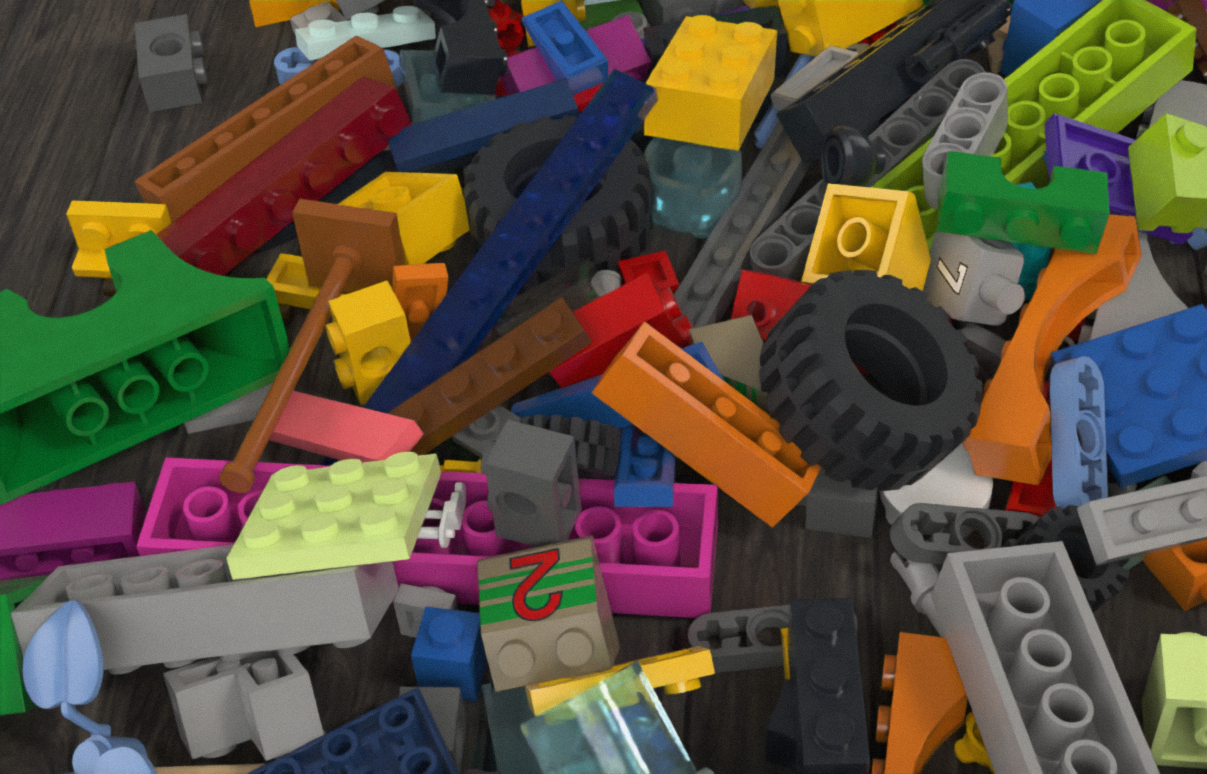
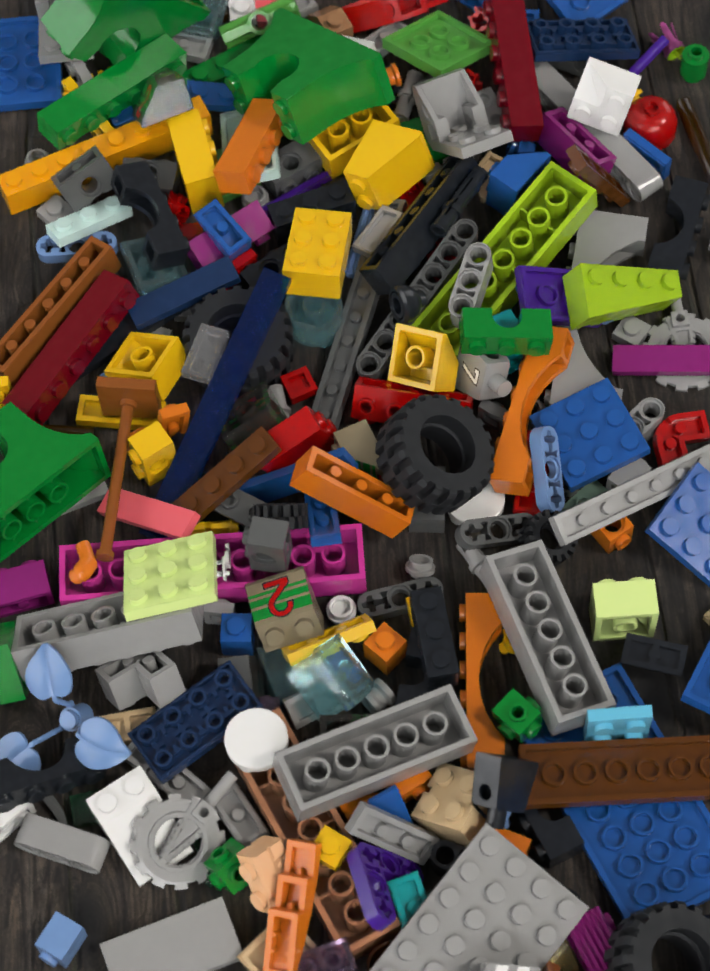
camera: 10 degrees left, 15 degrees up
(197, 490) = (86, 564): none -> orange arm
(490, 195) = (205, 353): none -> clear tile
(655, 635) = (341, 609): none -> white plate
(728, 716) = (385, 648): none -> orange brick
(818, 581) = (420, 566): none -> light grey plate

